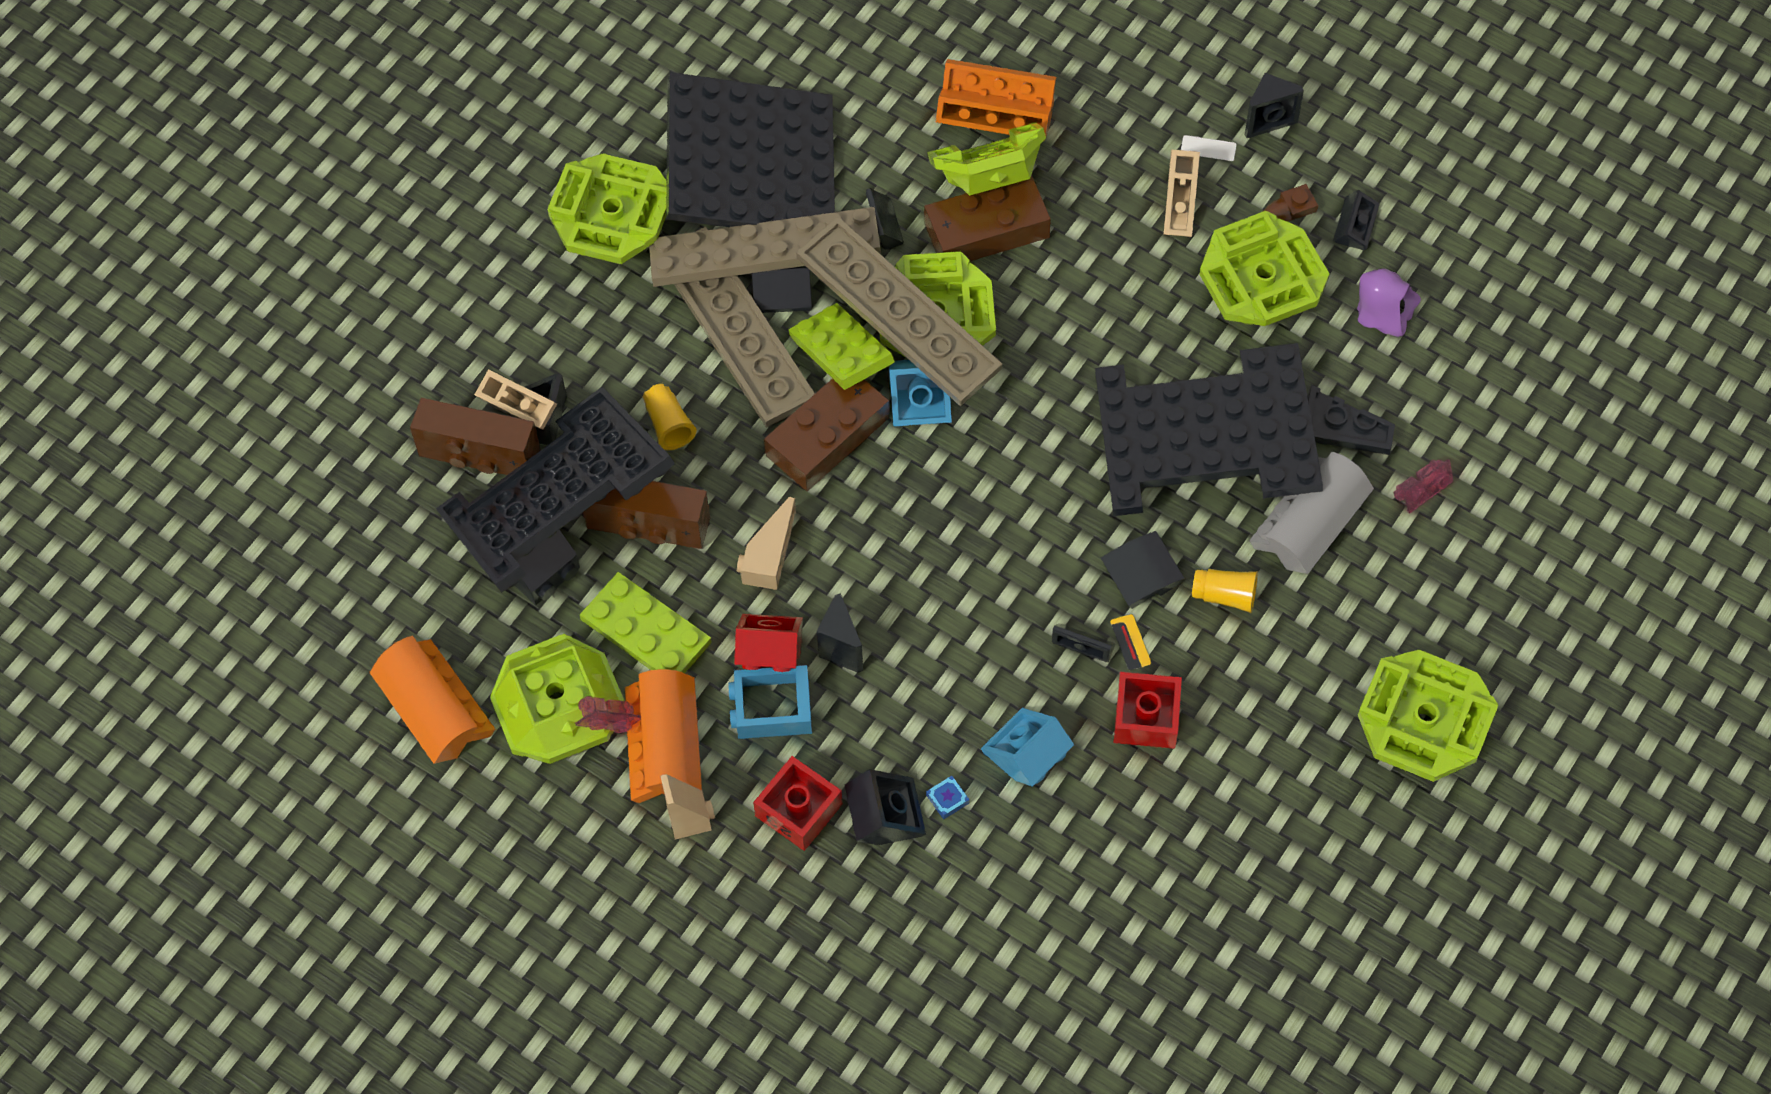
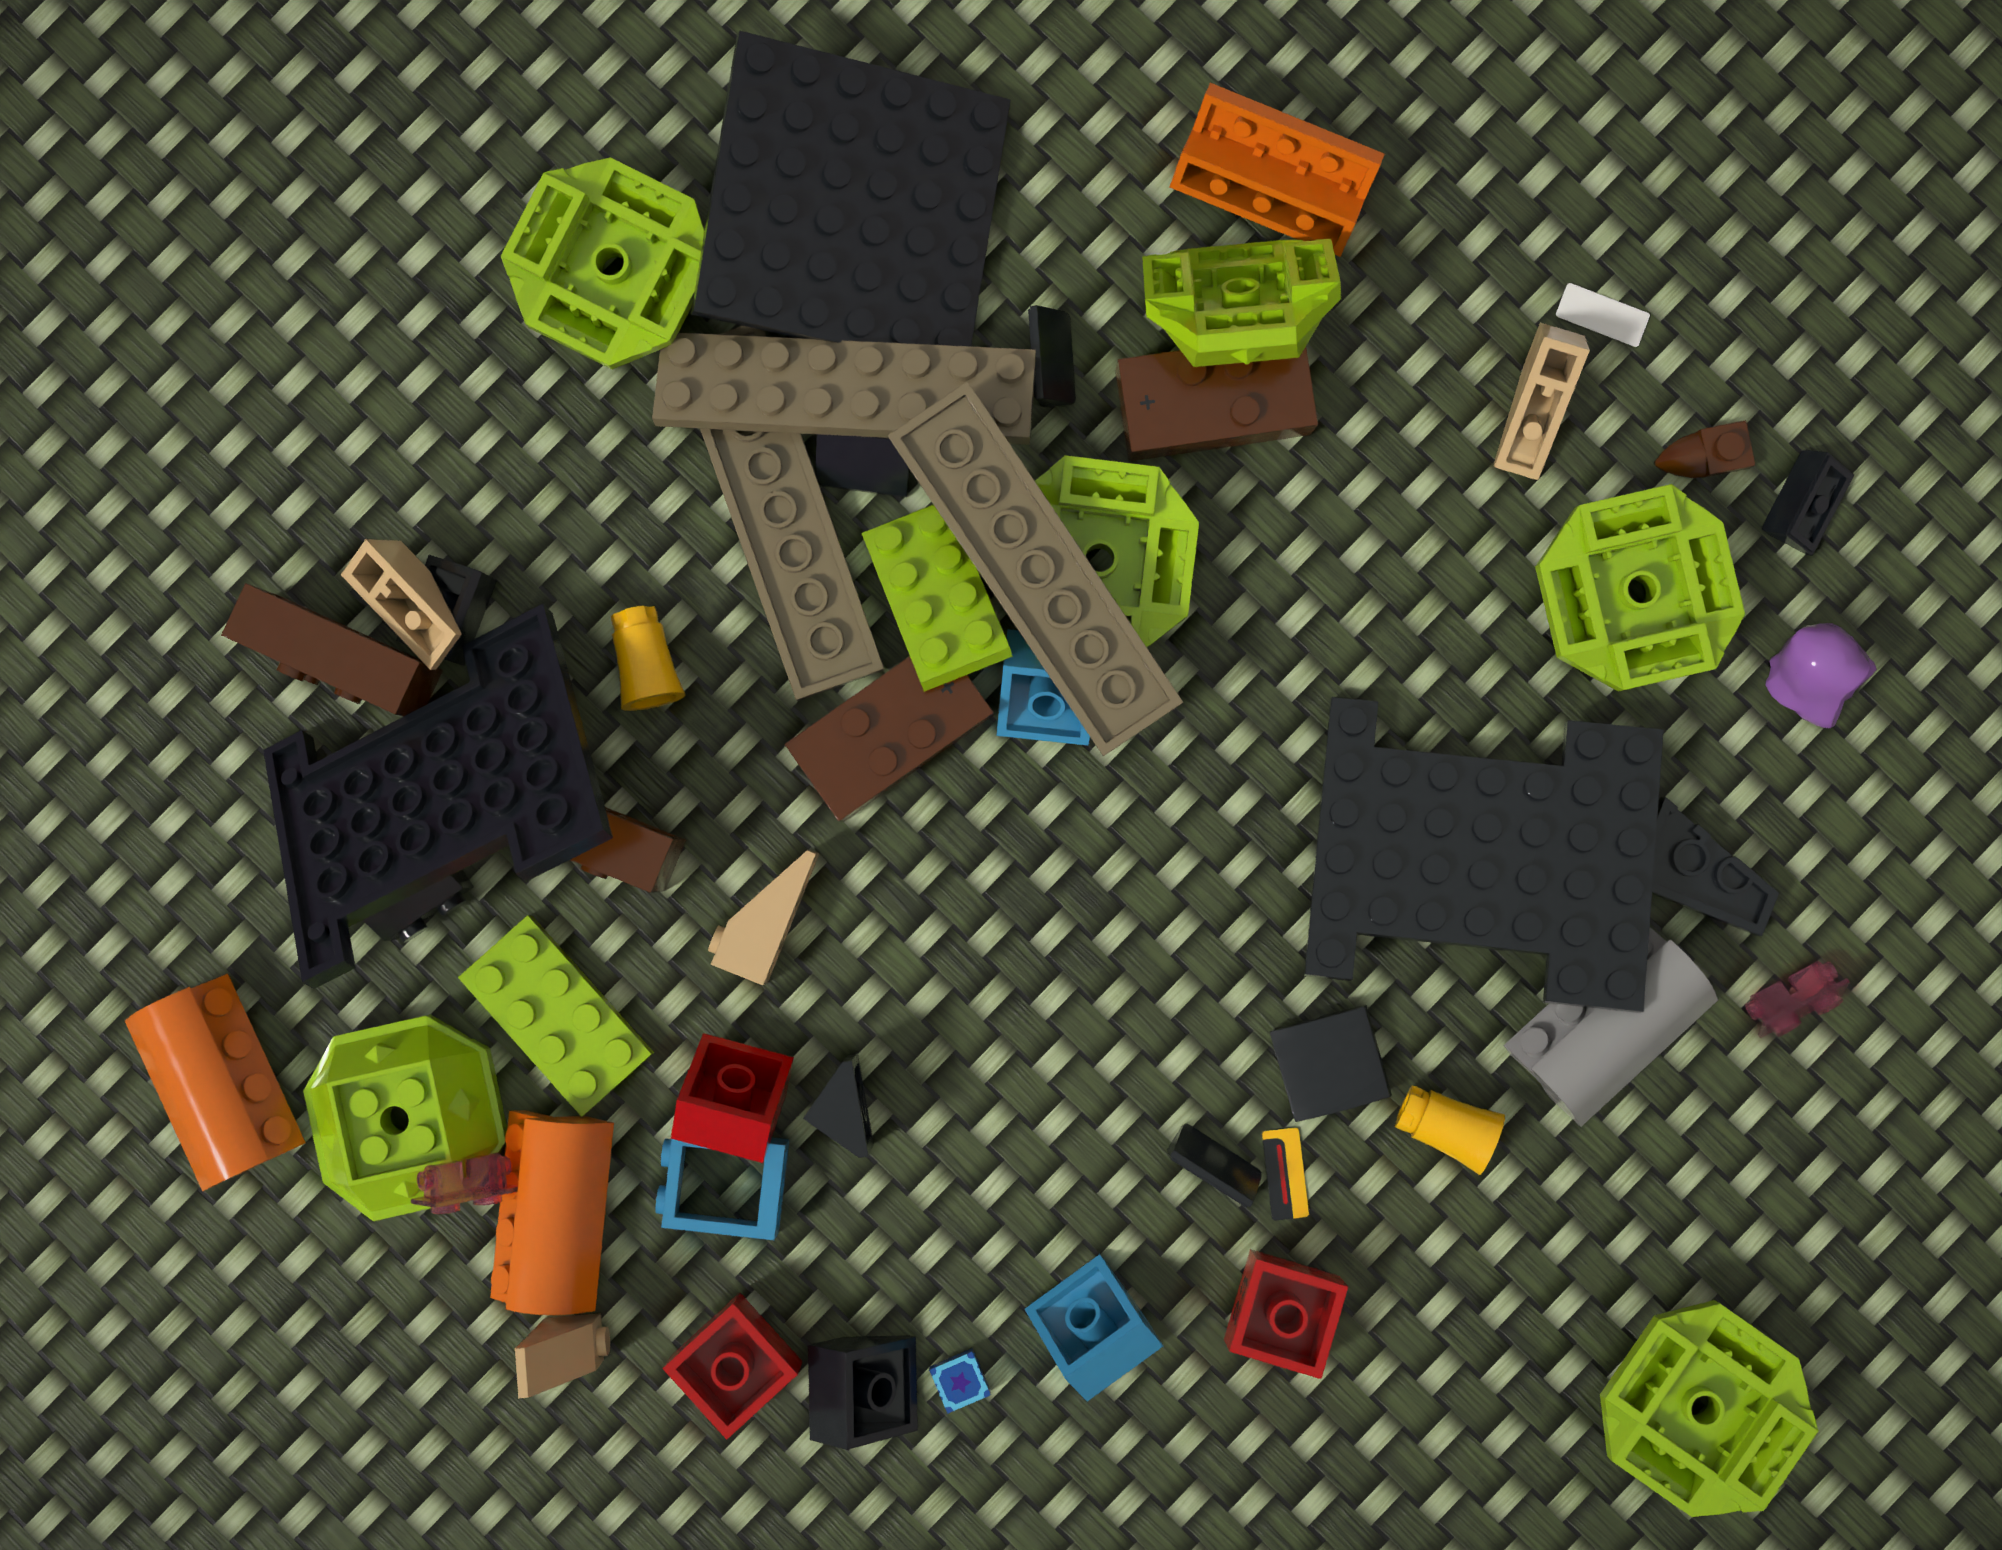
camera: 10 degrees right, 25 degrees up
(1273, 106) = (1729, 268): black slope -> none

